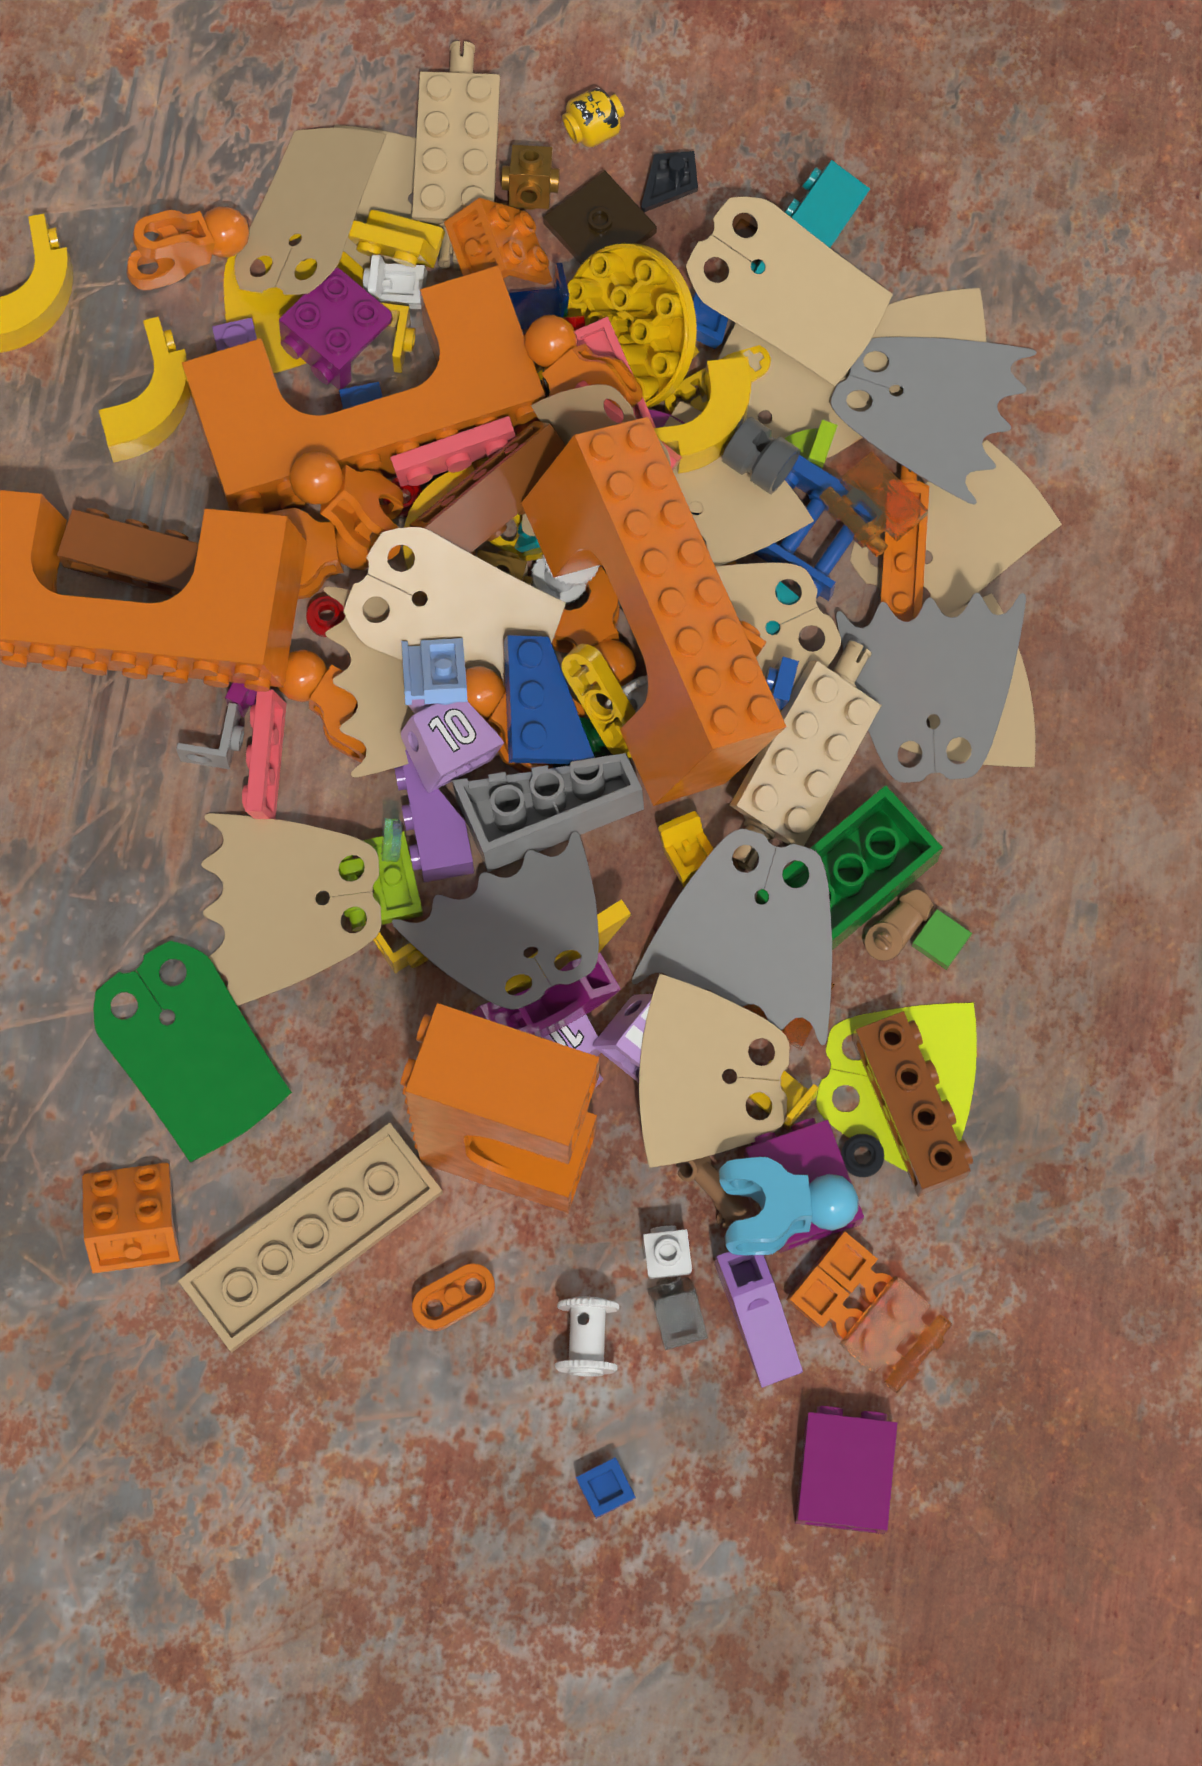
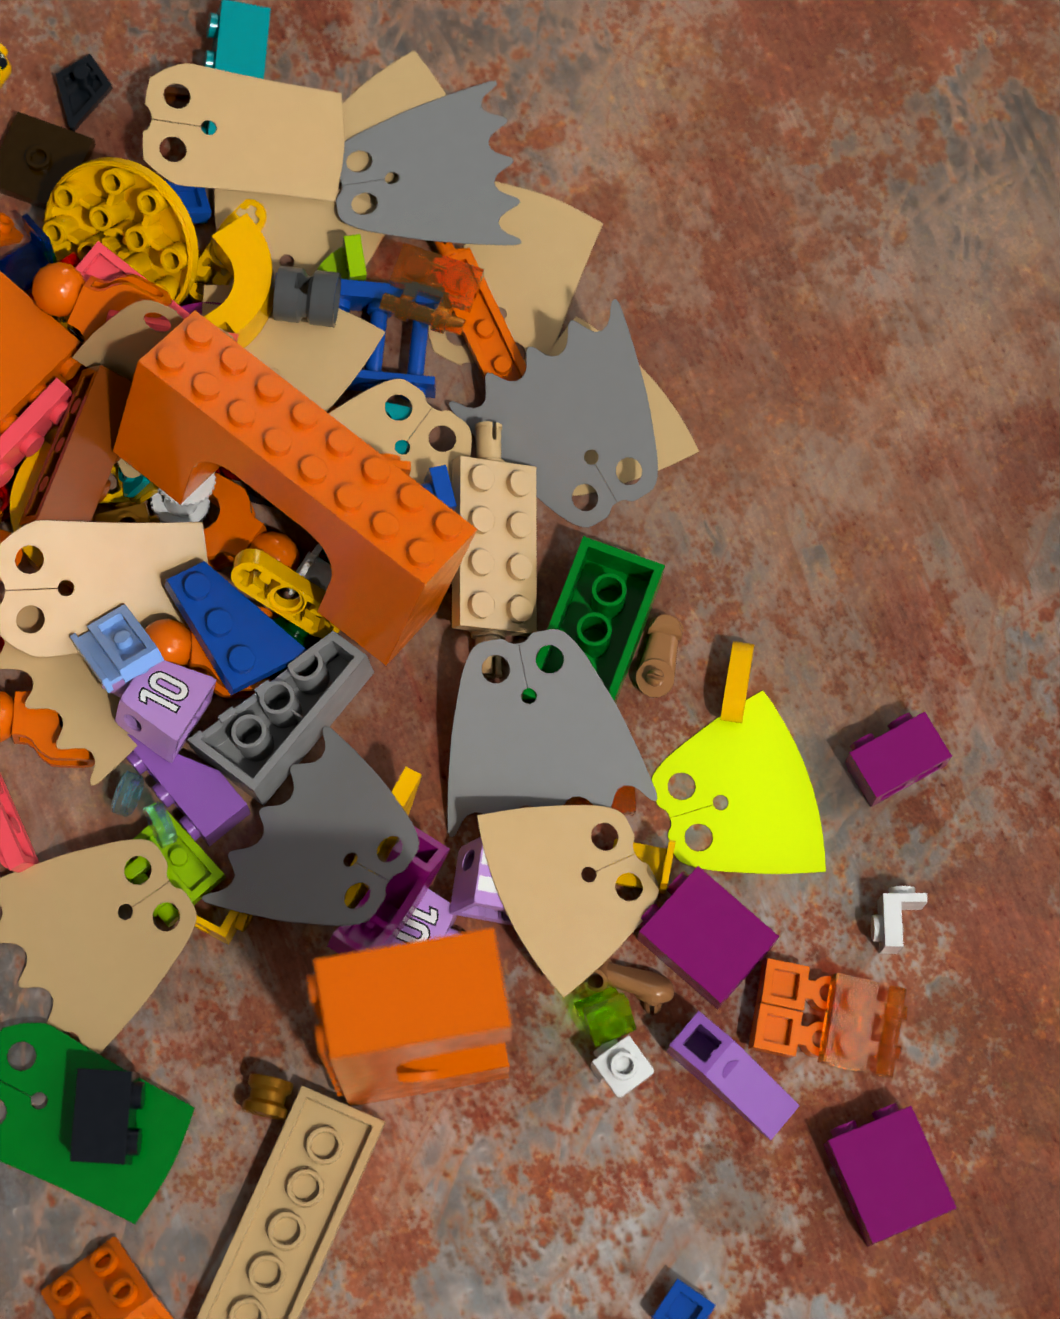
camera: 30 degrees left, 0 degrees up
(214, 1059) = (107, 1116): none -> black brick
(356, 1116) = (267, 1096): none -> pearl gold wheel
(378, 801) = (127, 794): none -> clear light blue tile
(451, 1294) = (448, 1214): orange plate -> none
(588, 1339) = (592, 1187): white hose -> none
(677, 1311) = (658, 1114): clear smoke bracket -> none
(678, 1204) = (605, 1015): none -> clear neon green bracket
(685, 845) = (431, 686): yellow bracket -> none
(785, 1202) = (706, 962): medium azure piece -> none
(872, 1145) = (755, 873): black plate -> none
(912, 1104) = (761, 809): dark orange brick -> none
(941, 939) = (704, 648): bright green tile -> none
(953, 982) = (737, 682): none -> yellow beam
(965, 1260) = (887, 925): none -> white bracket
(1056, 1122) = (896, 757): none -> magenta brick

